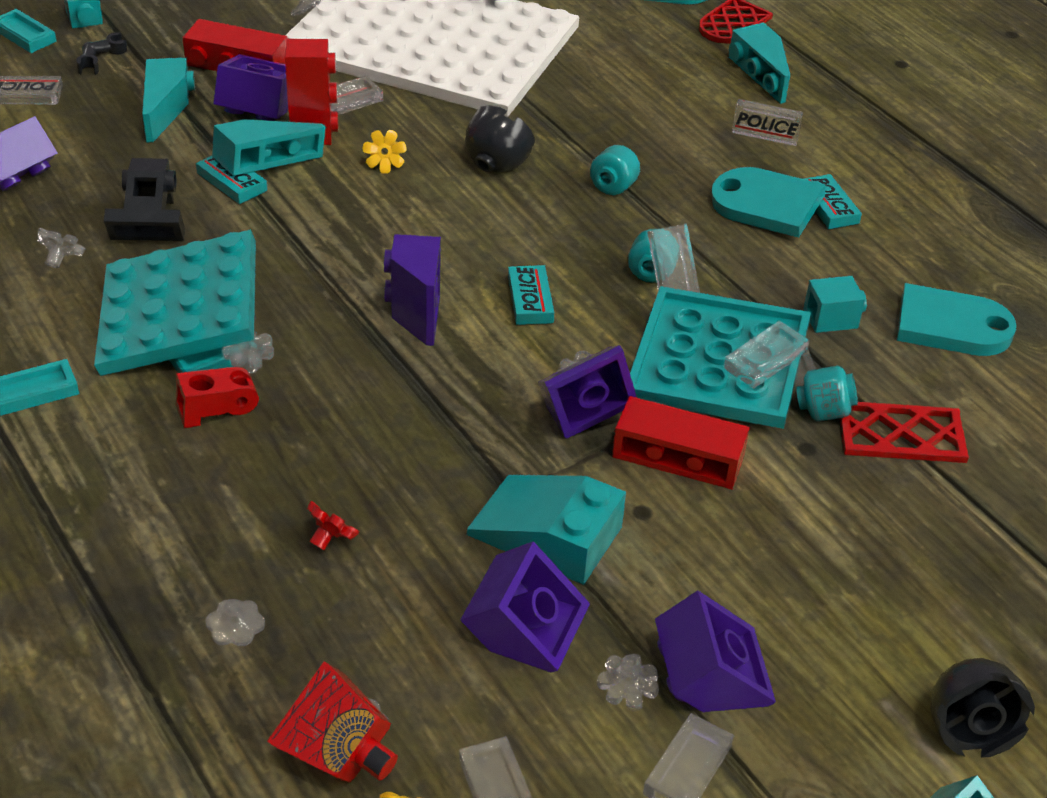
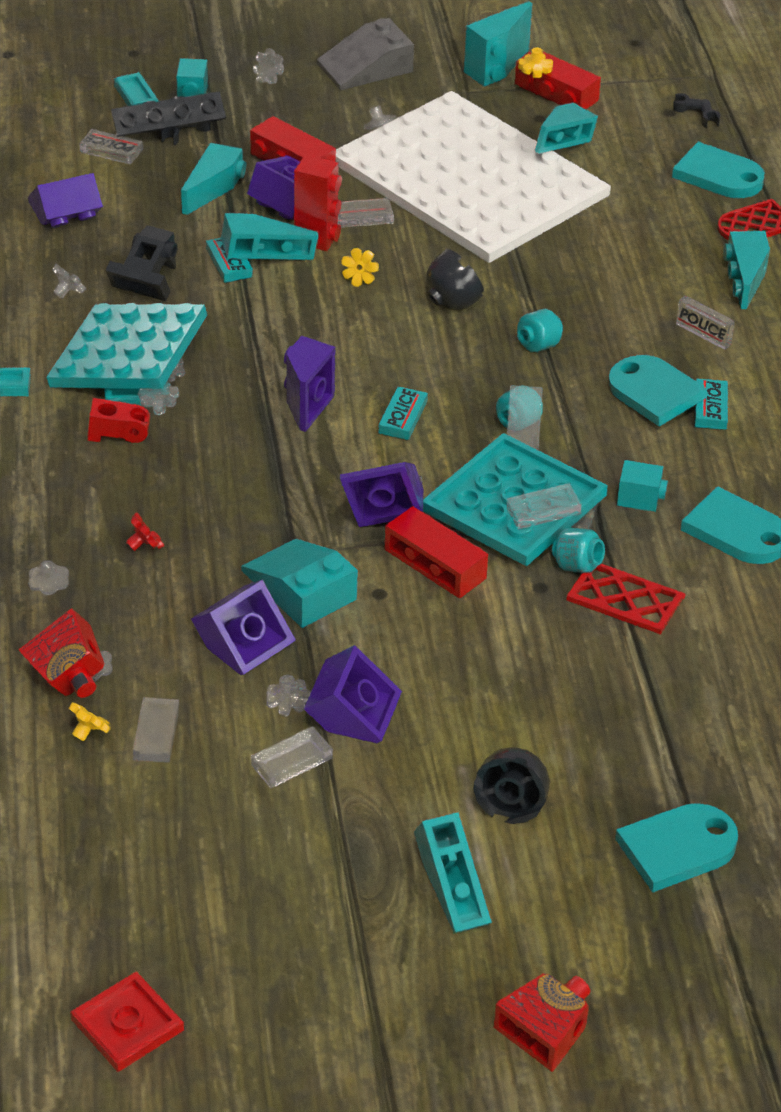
camera: 25 degrees right, 0 degrees up
(77, 41) = (168, 114): none -> black bracket

